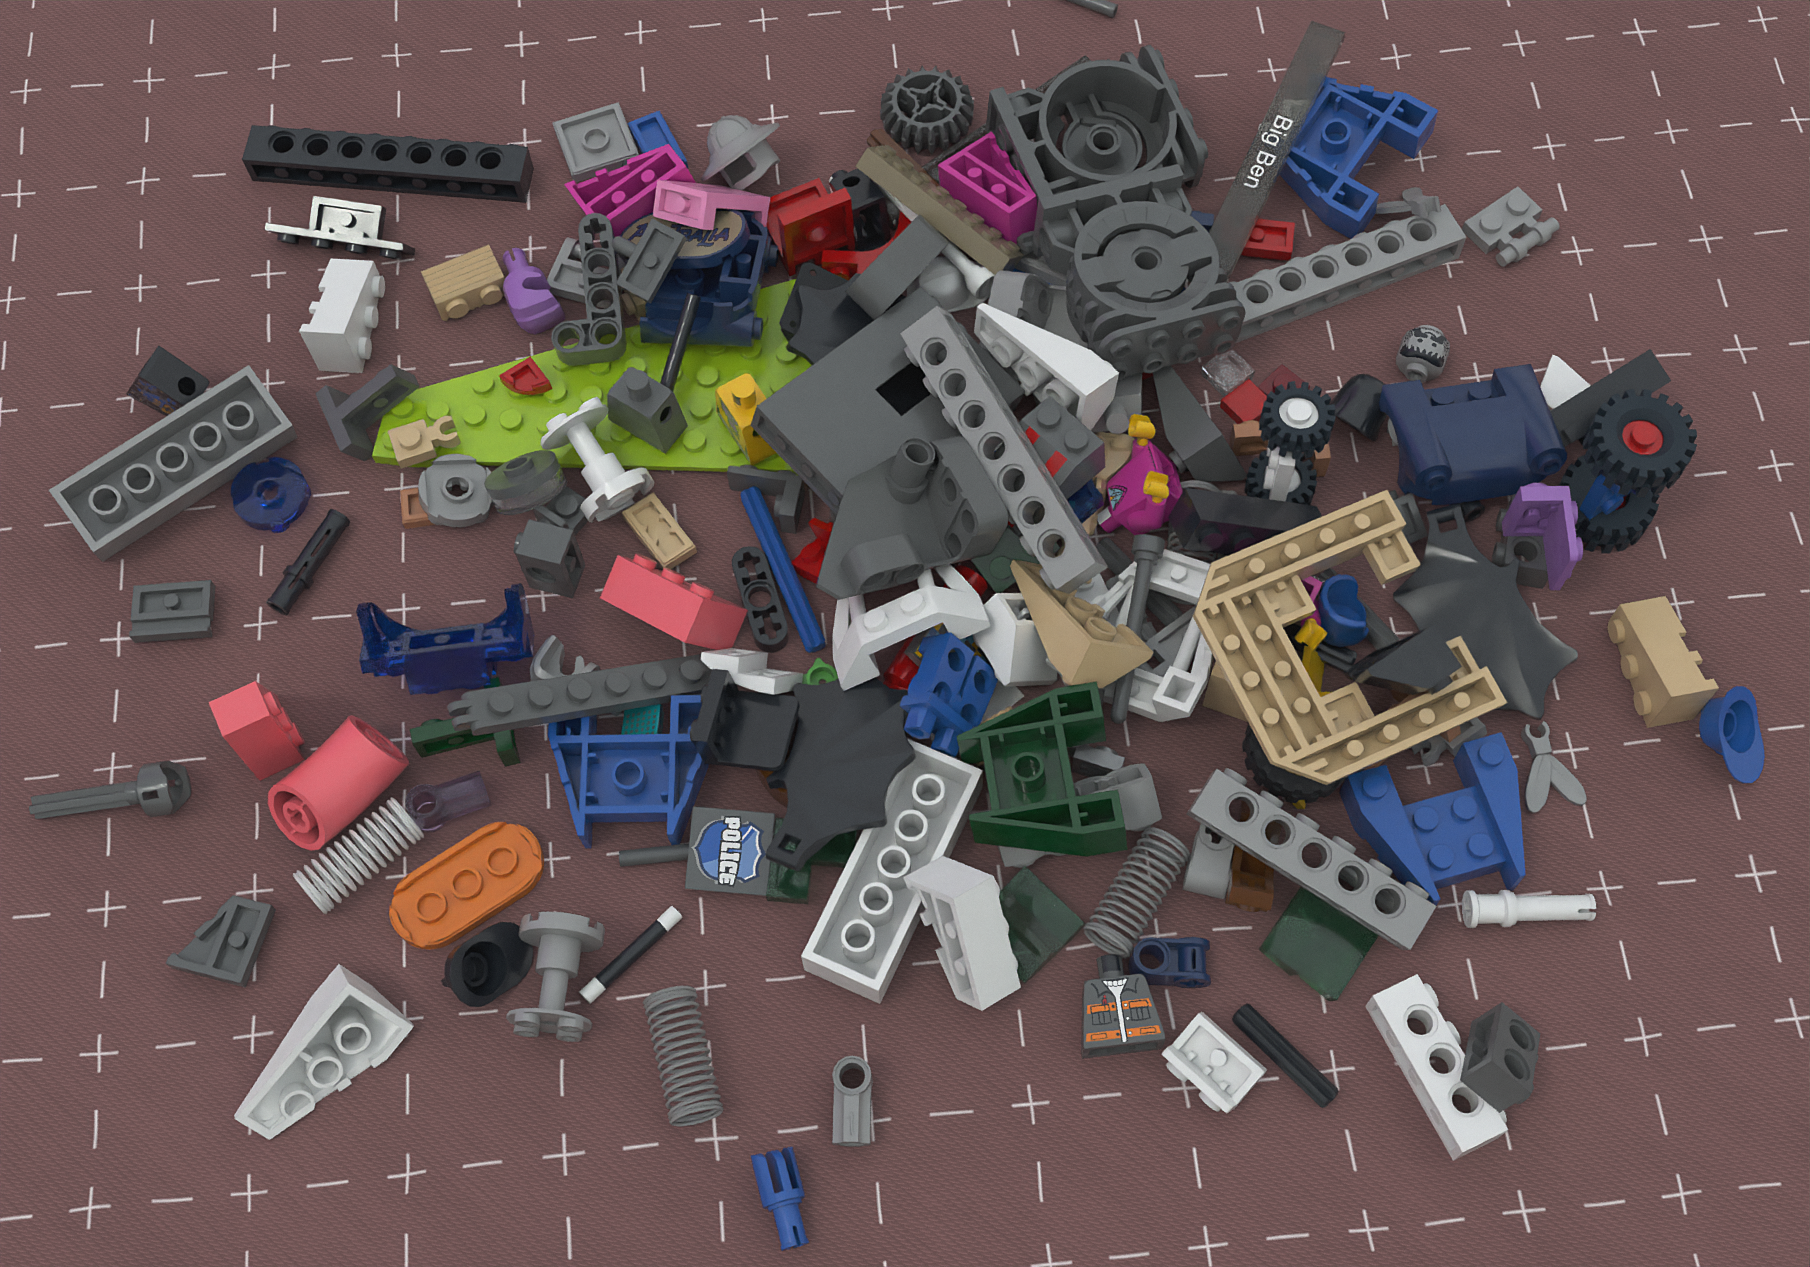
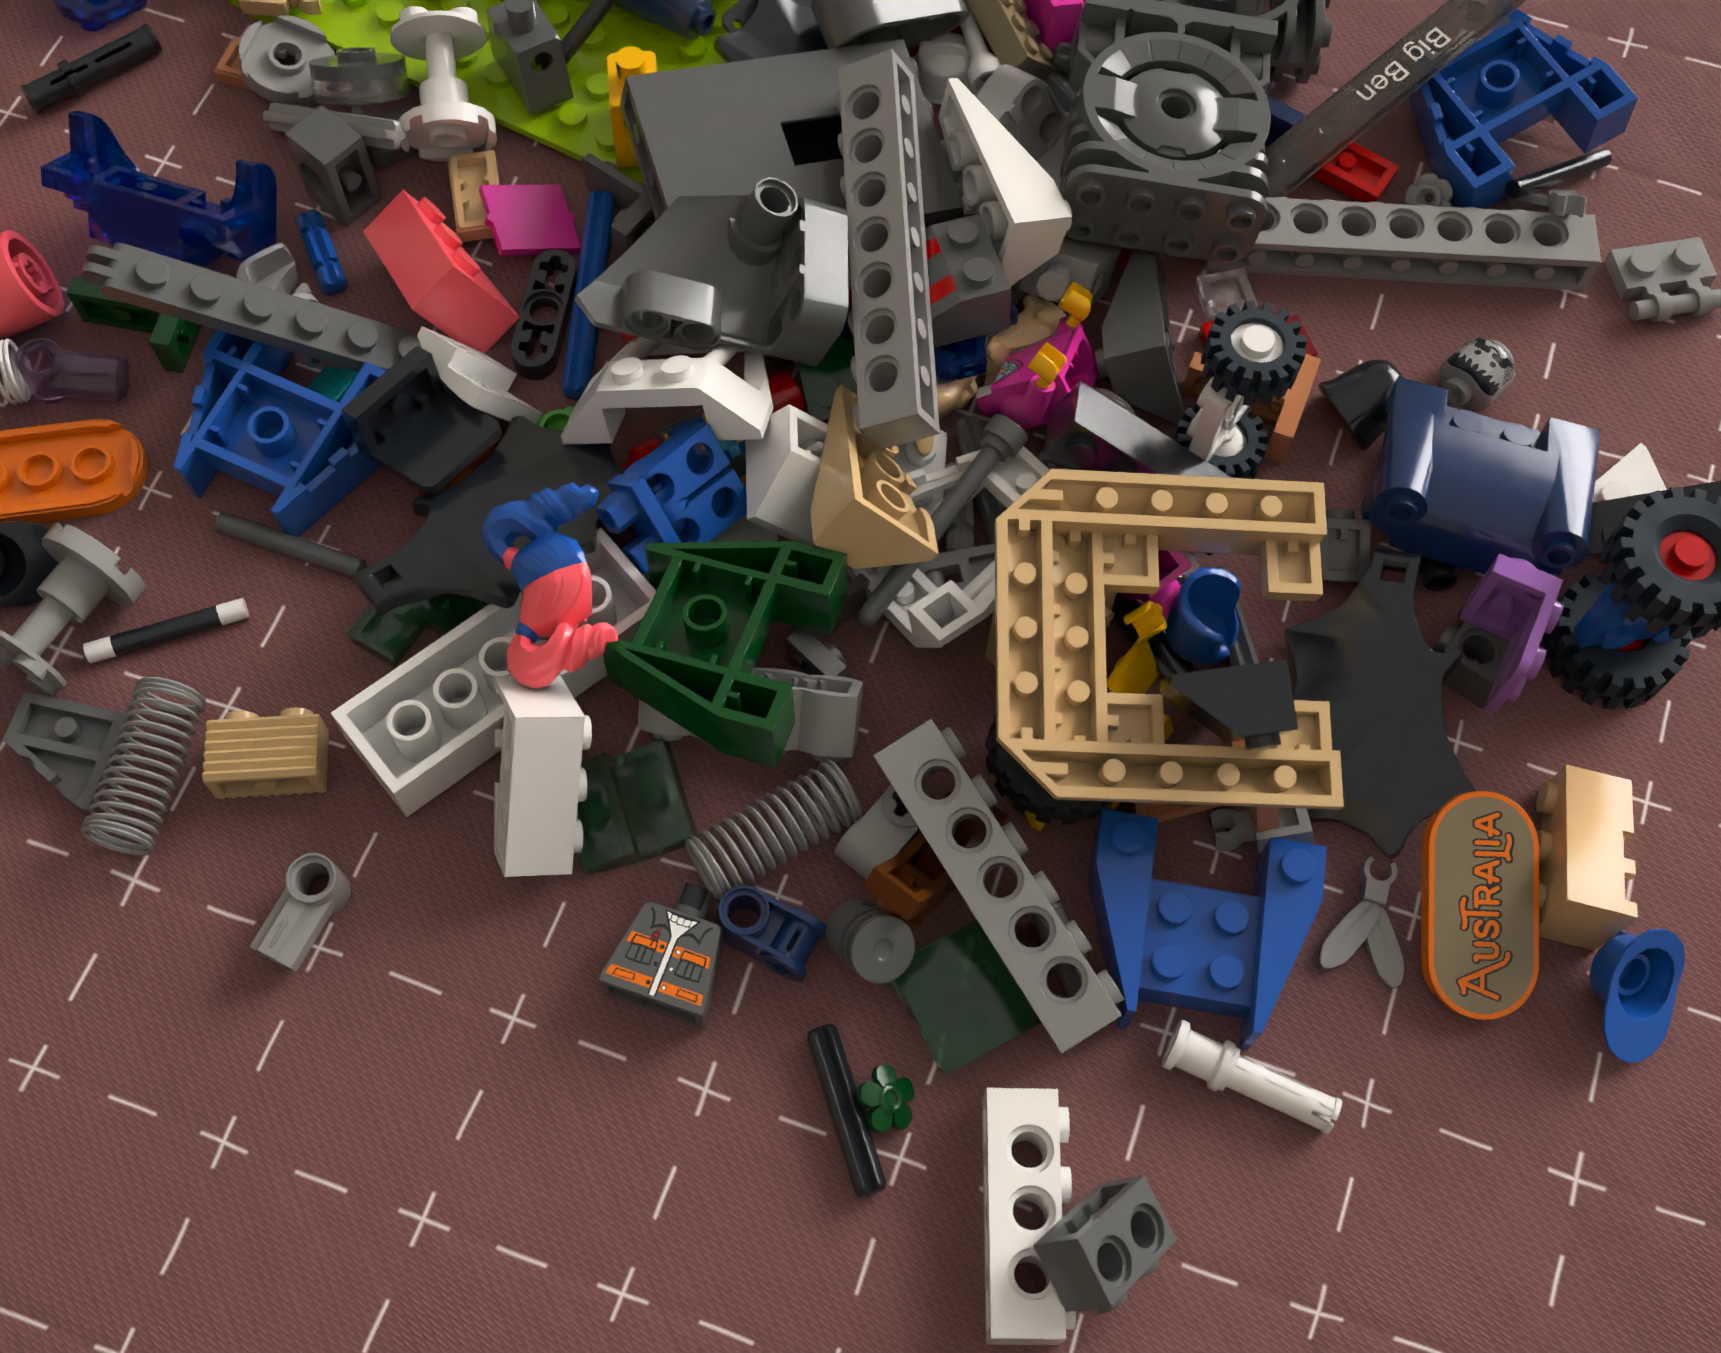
camera: 20 degrees right, 0 degrees up
(507, 530) = (374, 130): none -> light grey axle
(569, 626) = (321, 252): none -> blue axle
(616, 1068) = (66, 743): none -> dark grey wing
(709, 533) = (529, 219): none -> dark pink piece
(729, 851) = (326, 557): tile -> none
(761, 1006) = (266, 754): none -> tan brick
(781, 1193) = (155, 988): blue arm -> none
(916, 795) = (552, 584): none -> hair
(1213, 1064) = (748, 1077): white bracket -> none
(1243, 936) = (869, 940): none -> dark grey piece
(1307, 1034) = (887, 1098): none -> dark green plant
(1324, 227) = (1430, 183): none -> light grey plate
(1402, 182) = (1558, 173): none -> black bar
(1613, 724) = (1480, 905): none -> tile

